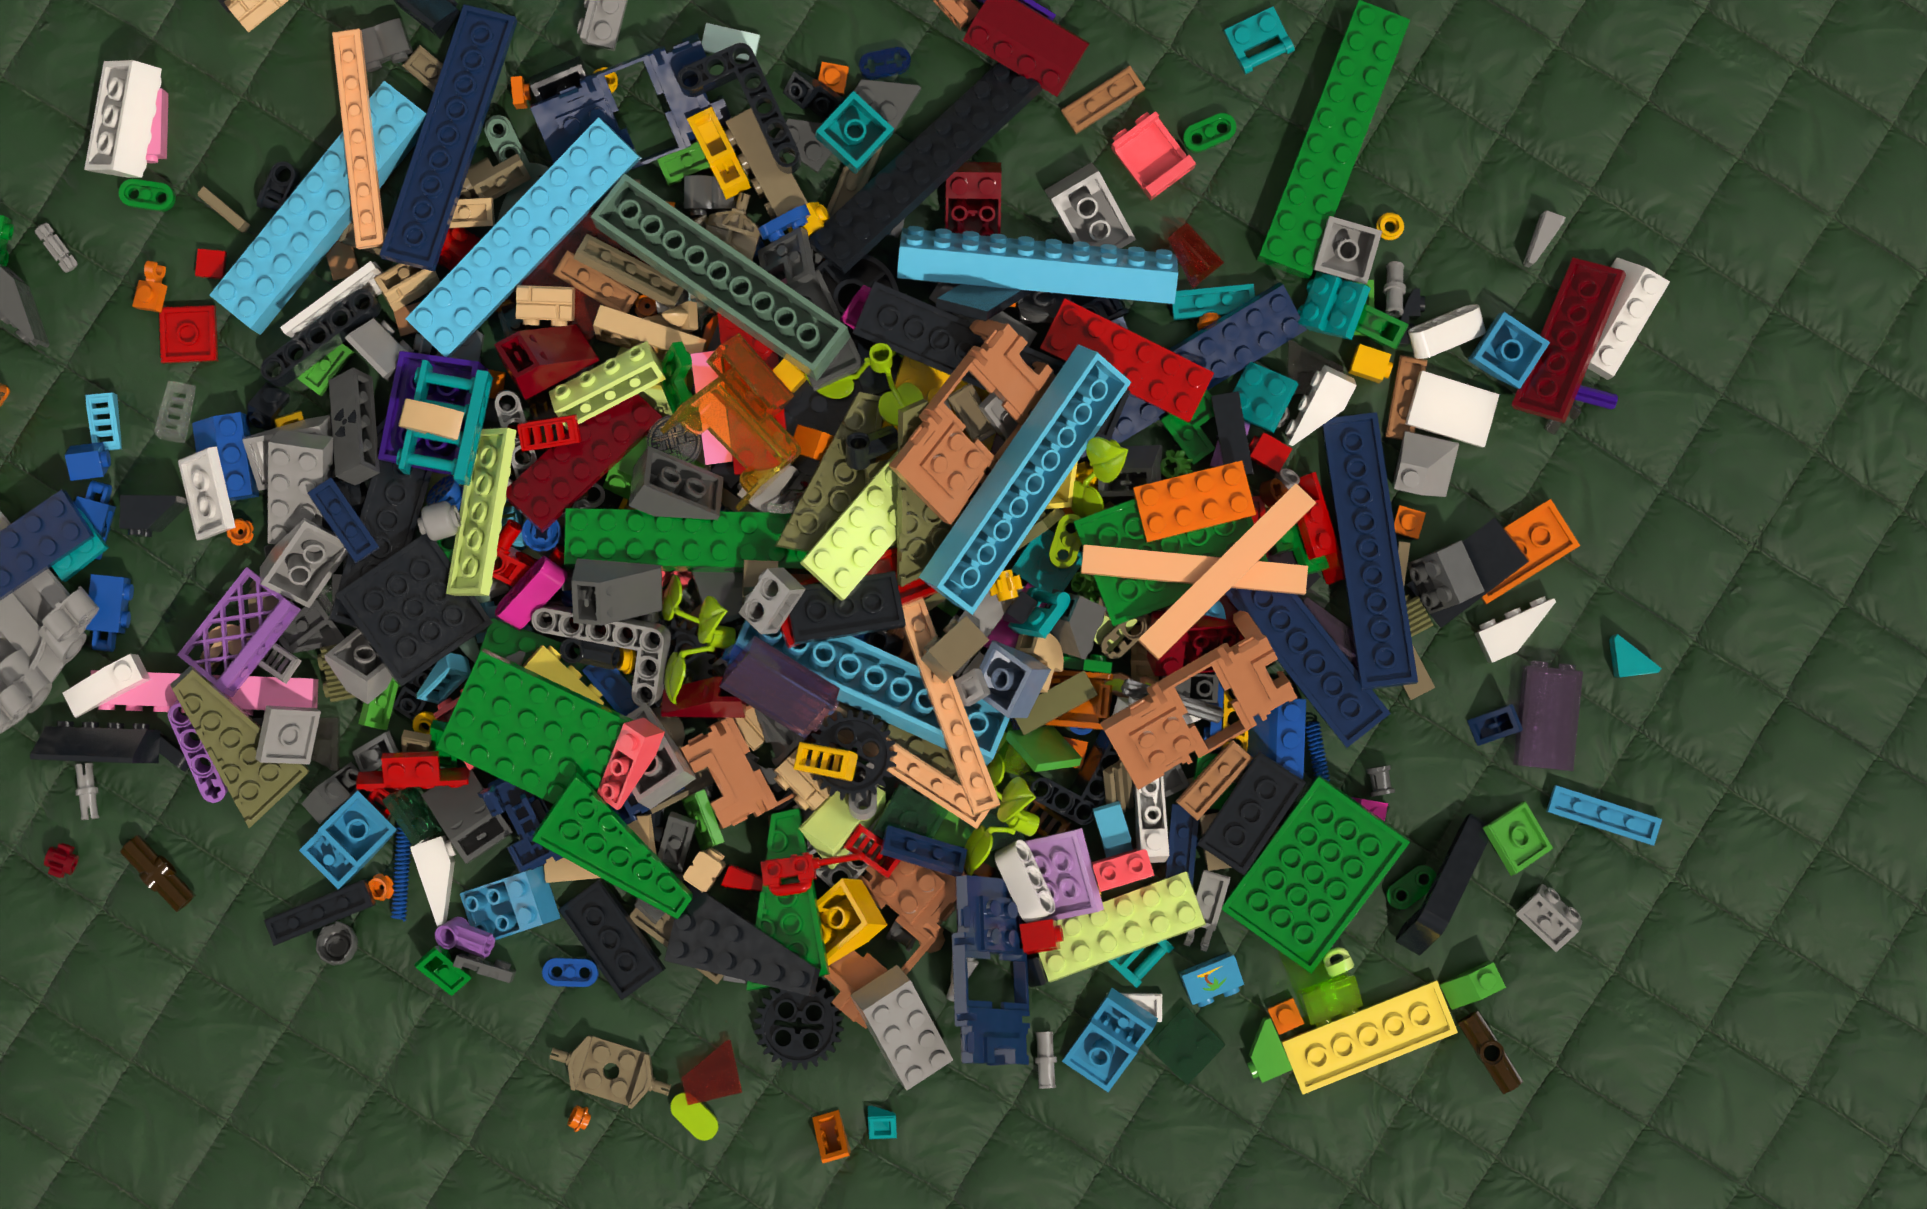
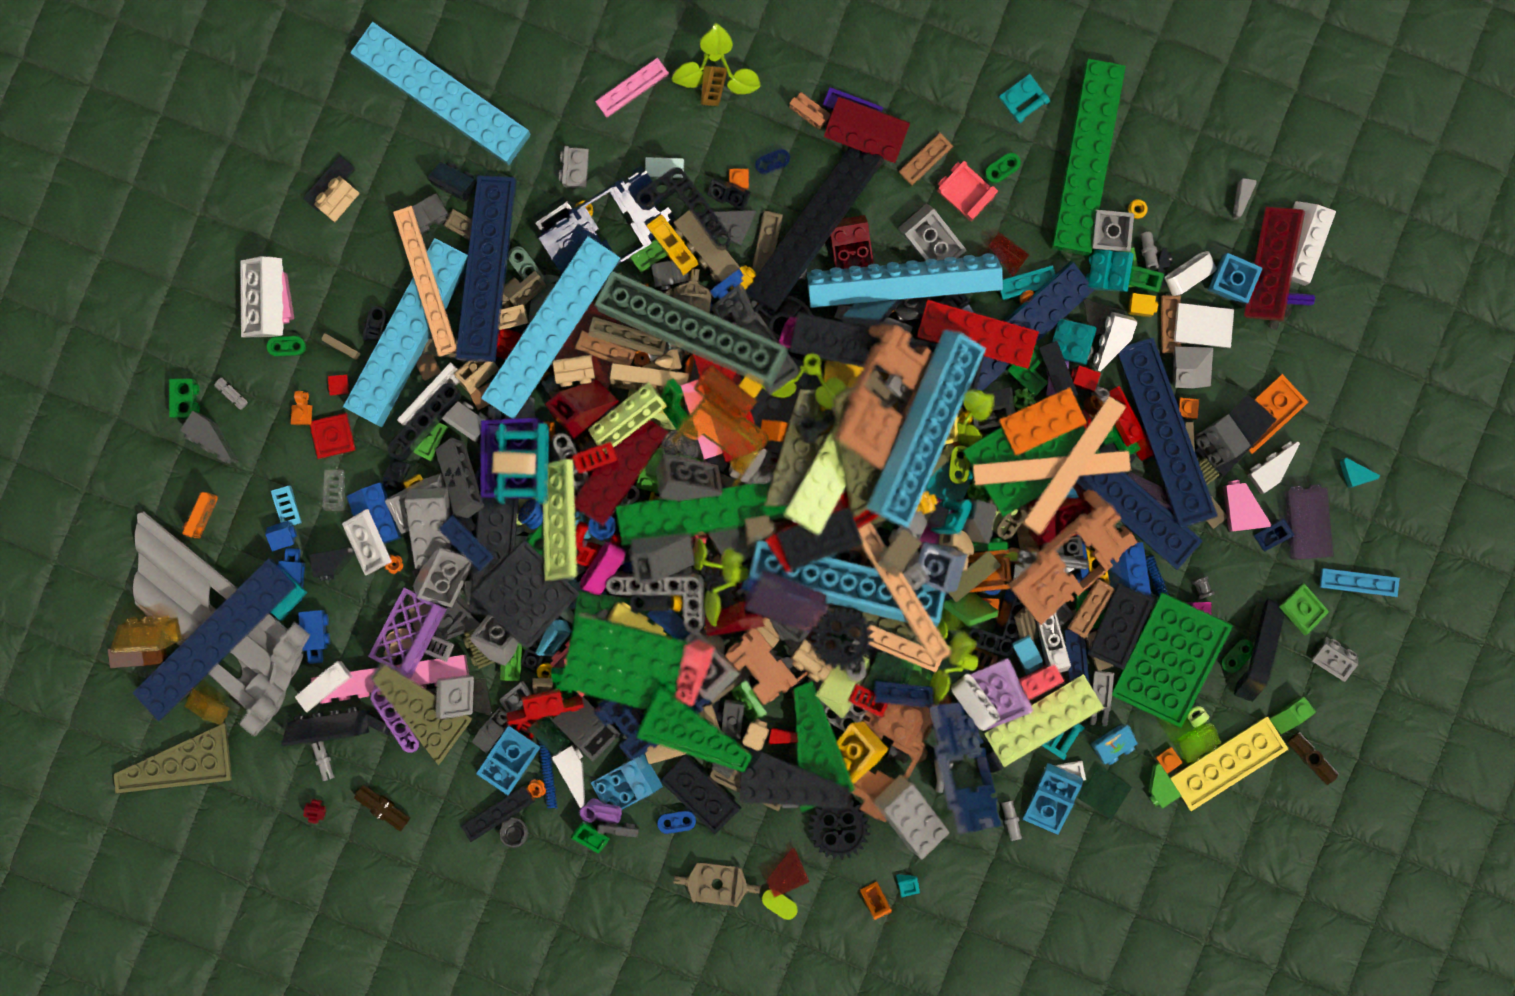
camera: 10 degrees left, 0 degrees up
(439, 520) = (531, 531): light grey head -> none
(520, 92) = (528, 228): orange plate -> none
(579, 1118) = (701, 920): orange plate -> none
(775, 603) = (773, 545): light grey brick -> none
(801, 866) = (820, 720): red piece -> none
(847, 768) = (843, 646): yellow slope -> none
(854, 132) = (762, 213): teal brick -> none
(888, 98) = (776, 188): dark grey wing -> none
(1041, 936) = (993, 737): red brick -> none
(1458, 678) = (1242, 508): none -> bright pink slope

